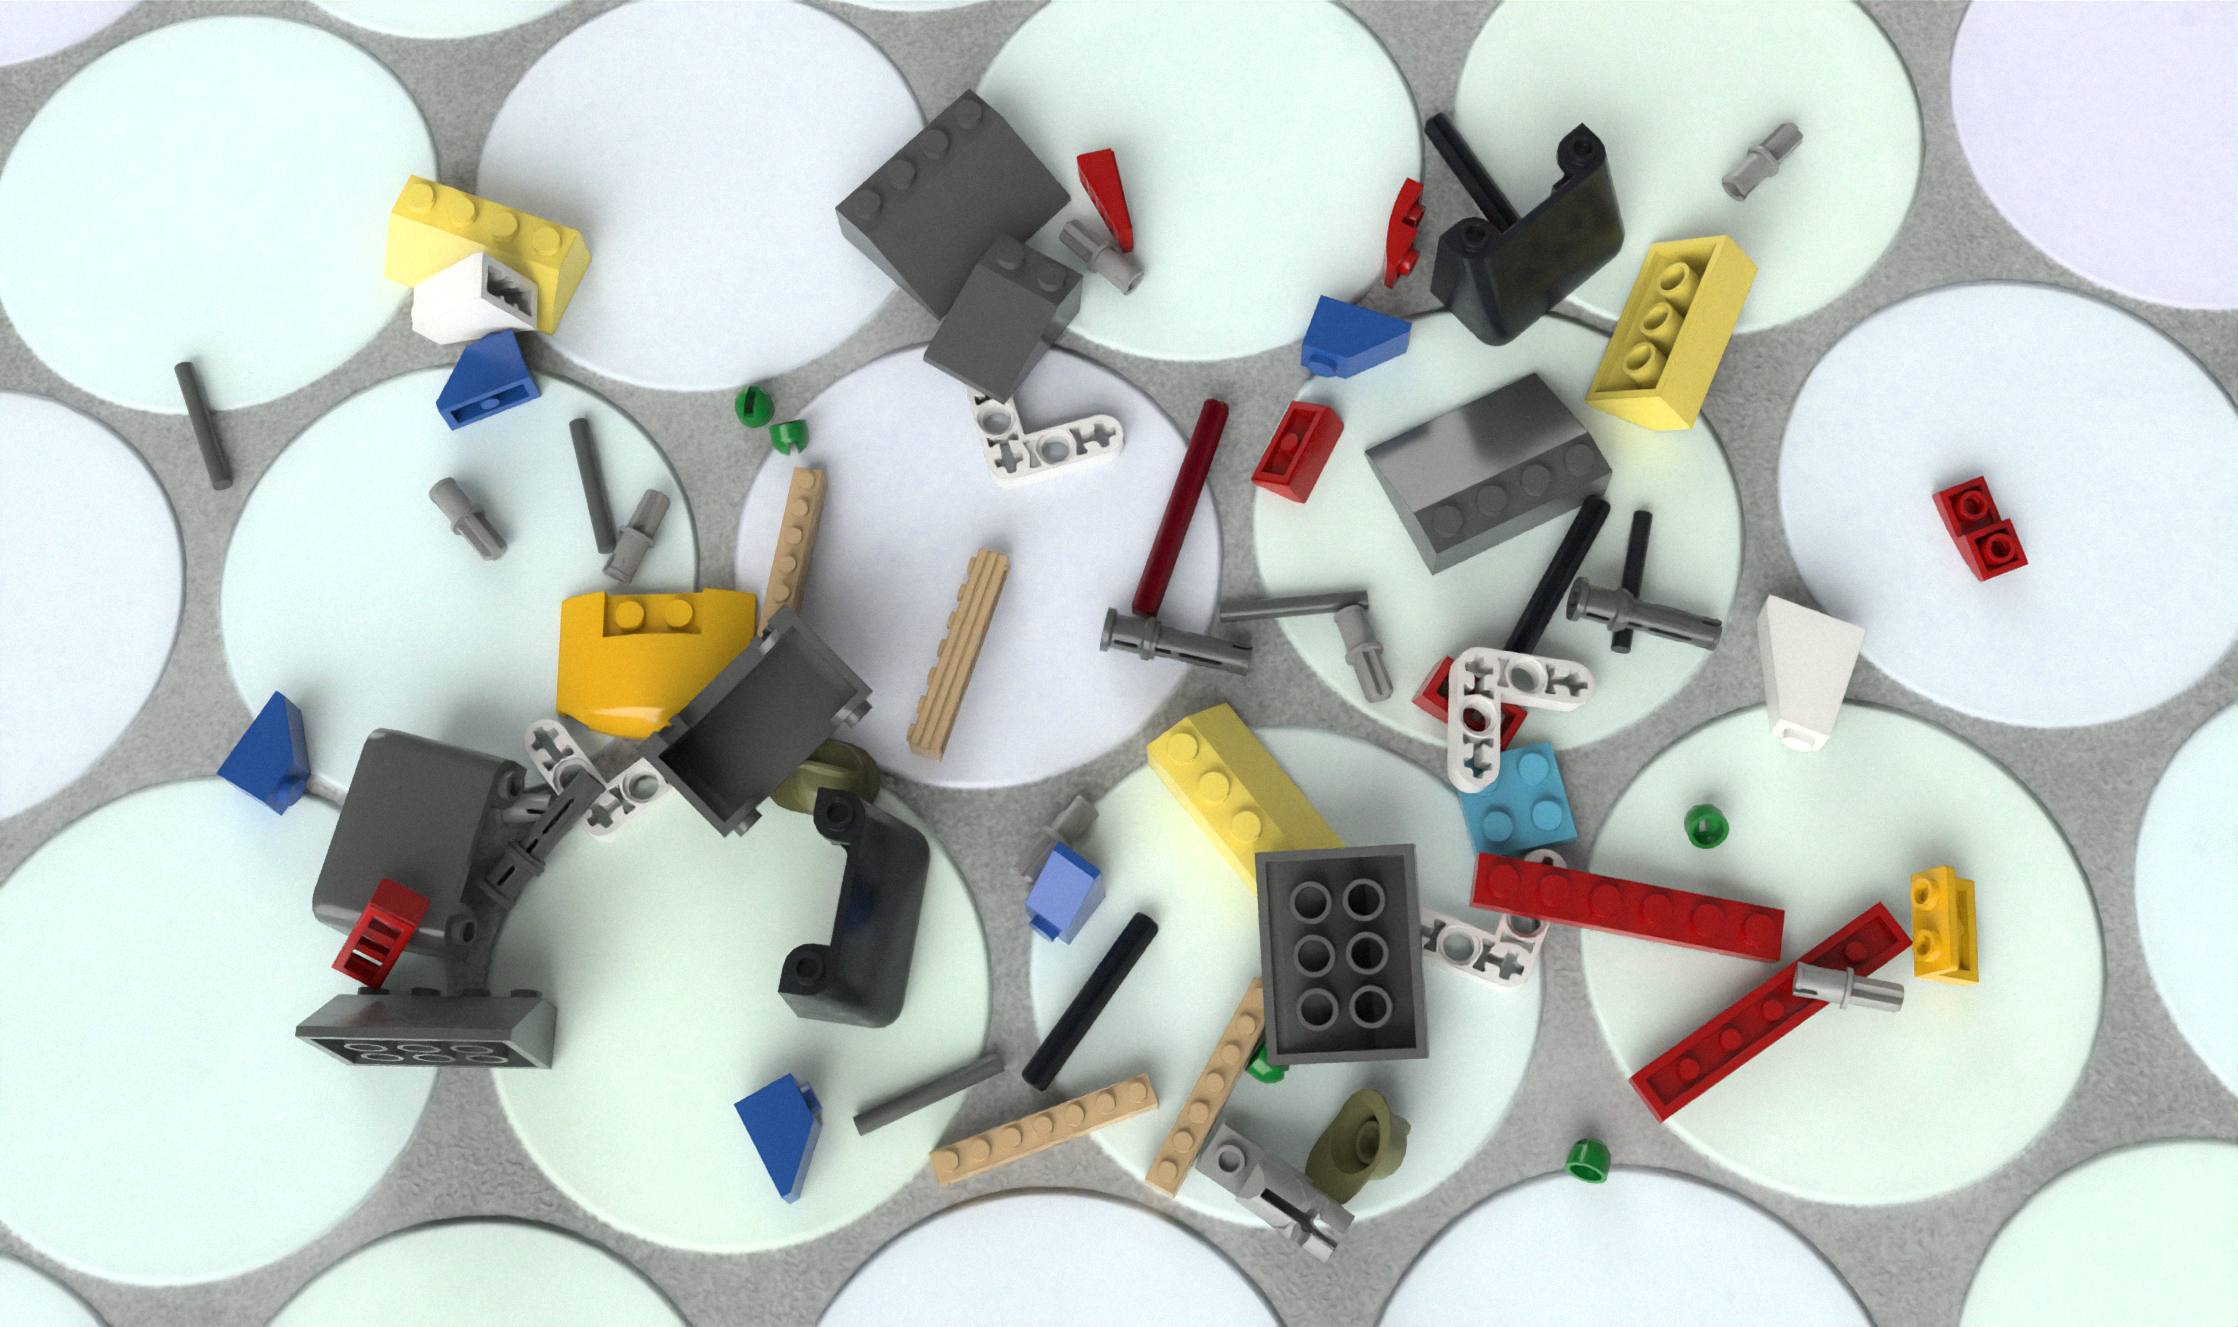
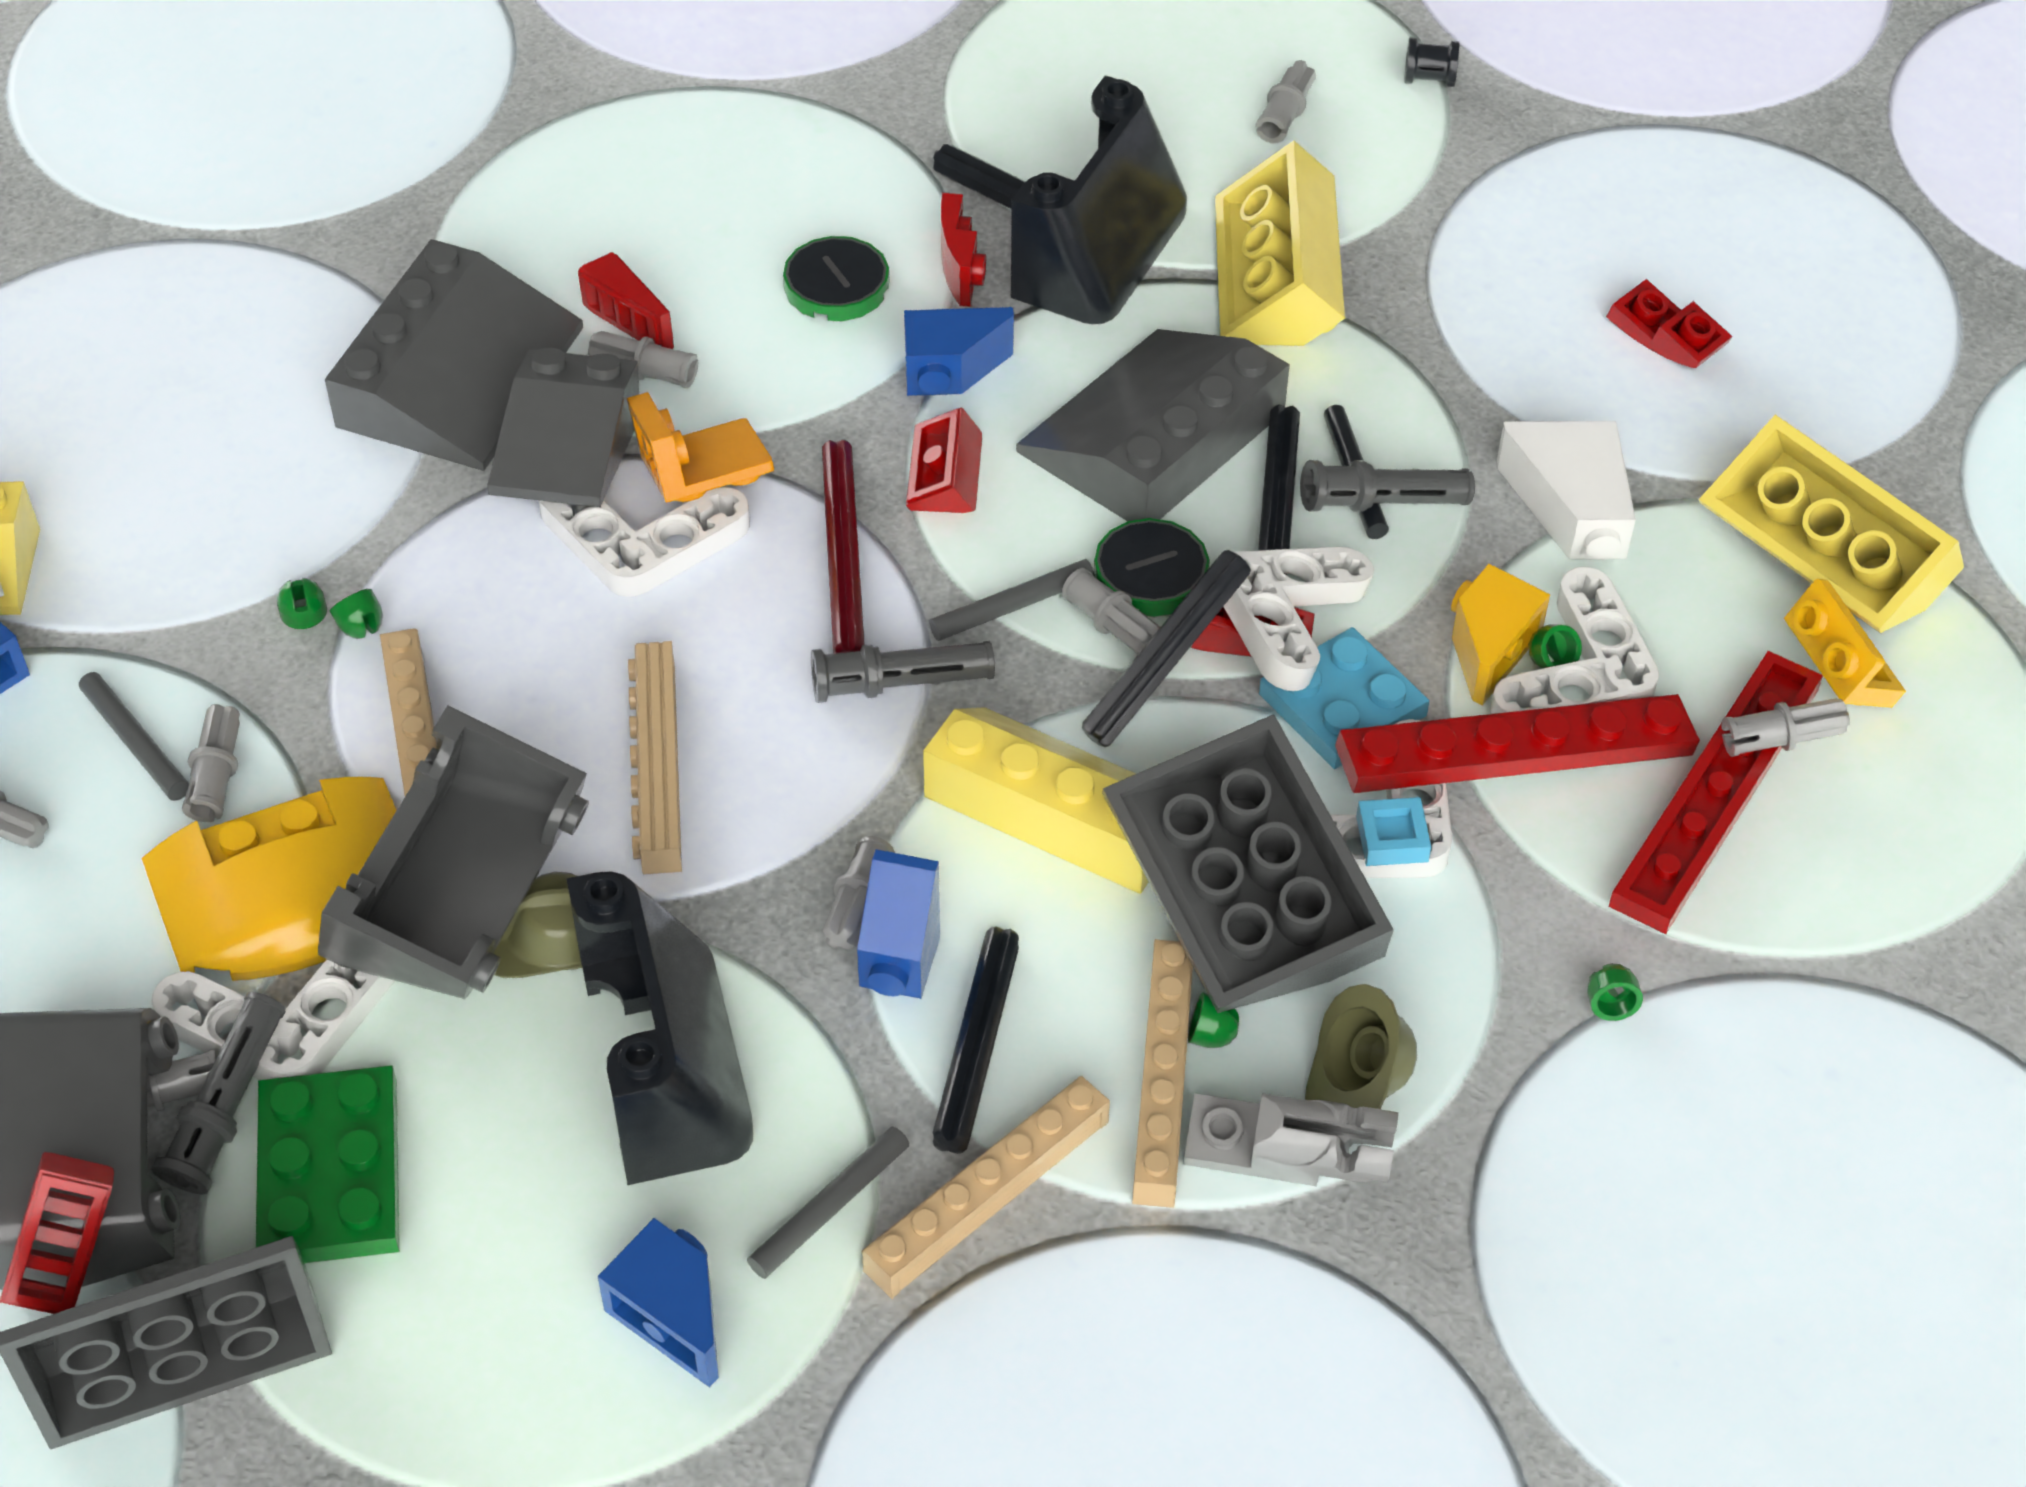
camera: 30 degrees left, 20 degrees down
(598, 919) = (329, 1163): none -> green plate
(1099, 381) = (699, 460): none -> light orange bracket
(1291, 224) = (836, 278): none -> black tile
(1382, 715) = (1166, 648): none -> black axle
(1418, 616) = (1151, 563): none -> black tile
(1479, 959) = (1393, 831): none -> medium azure plate
(1664, 788) = (1494, 627): none -> yellow slope
(1728, 863) = (1602, 663): none -> white beam
(1914, 162) = (1431, 62): none -> black bush
(1999, 804) = (1834, 526): none -> light yellow slope

